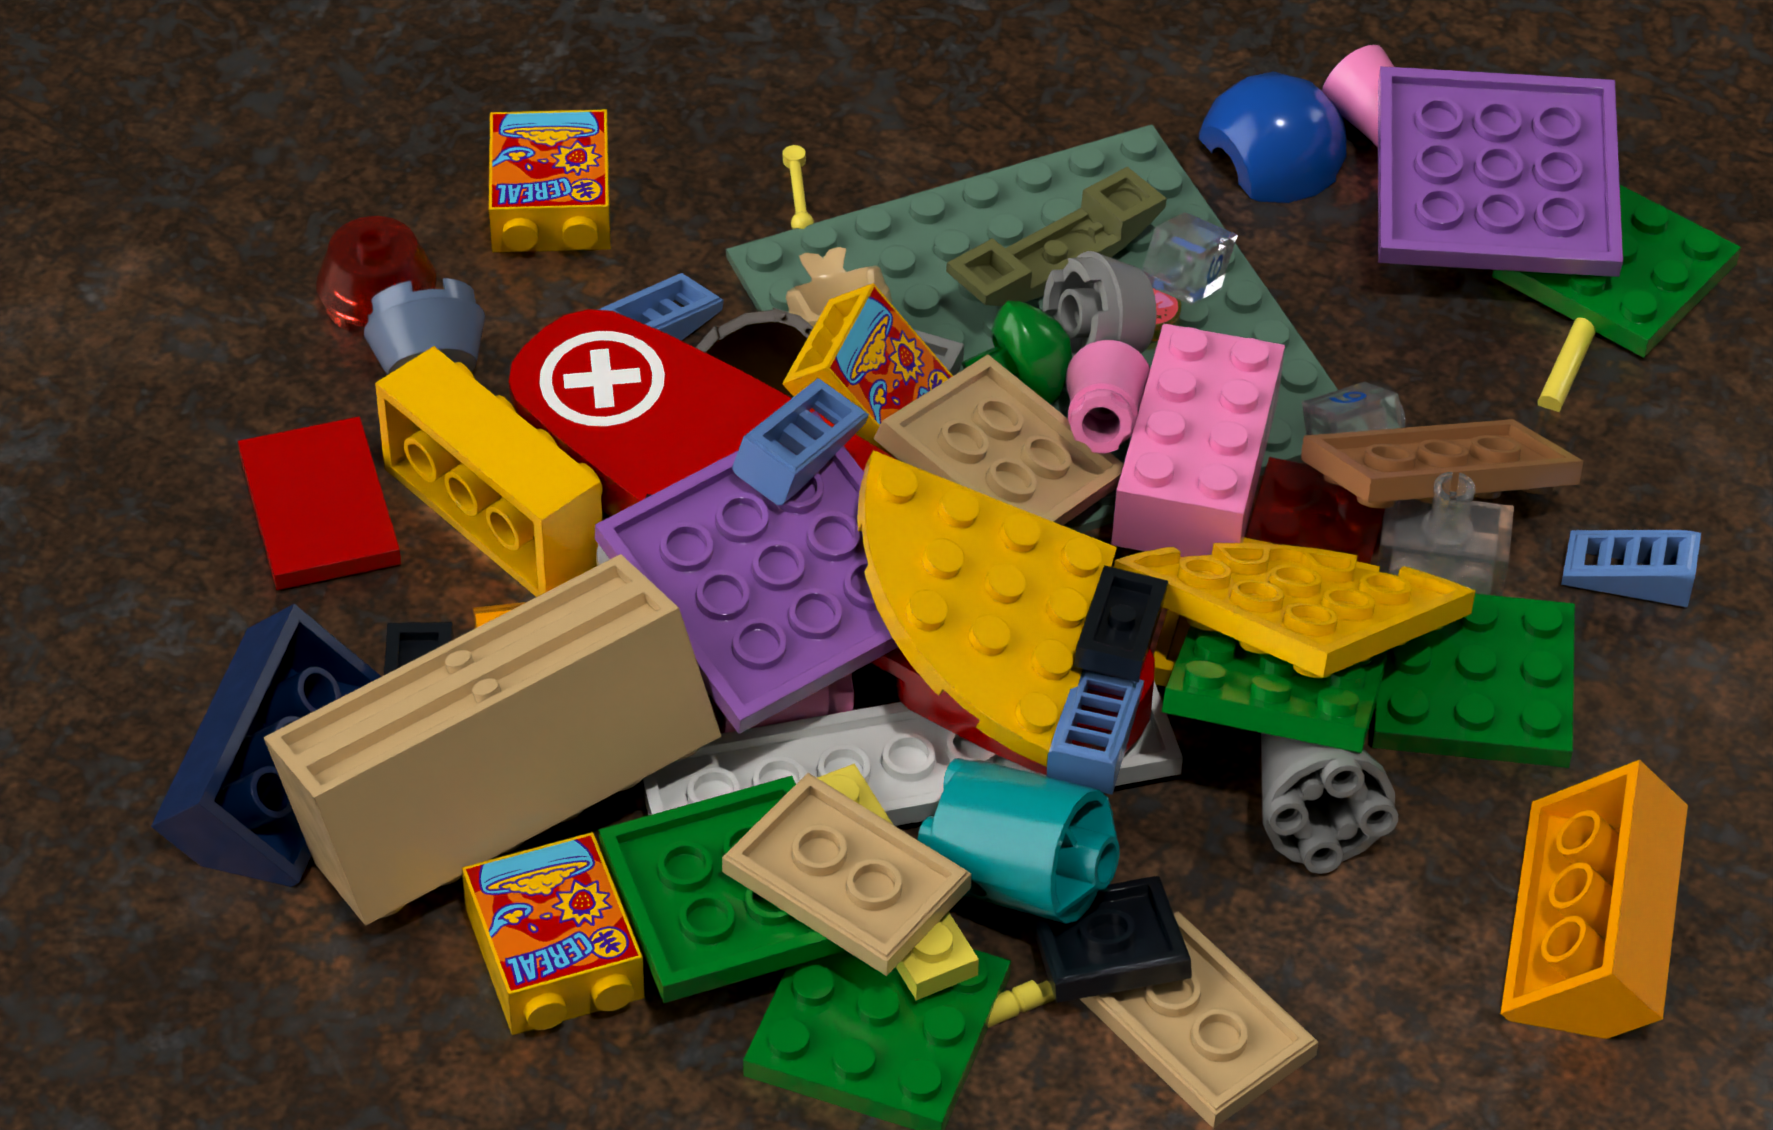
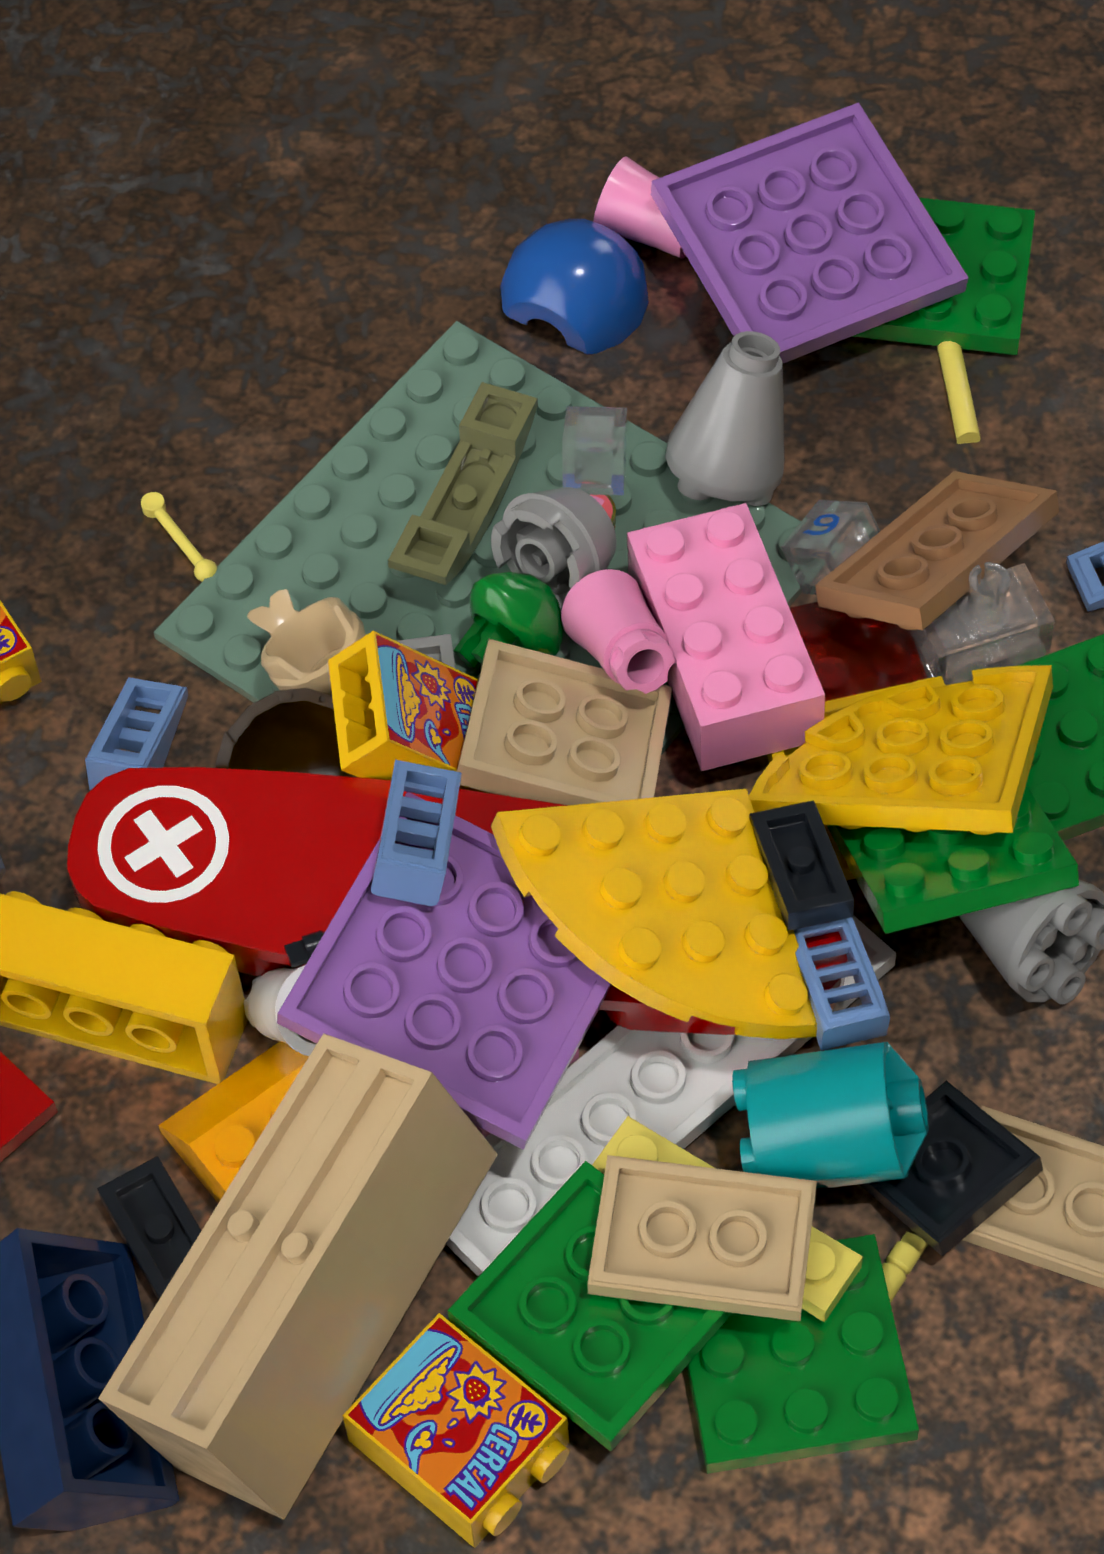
camera: 25 degrees left, 10 degrees up
(1323, 287) = (733, 426): none -> light grey cone

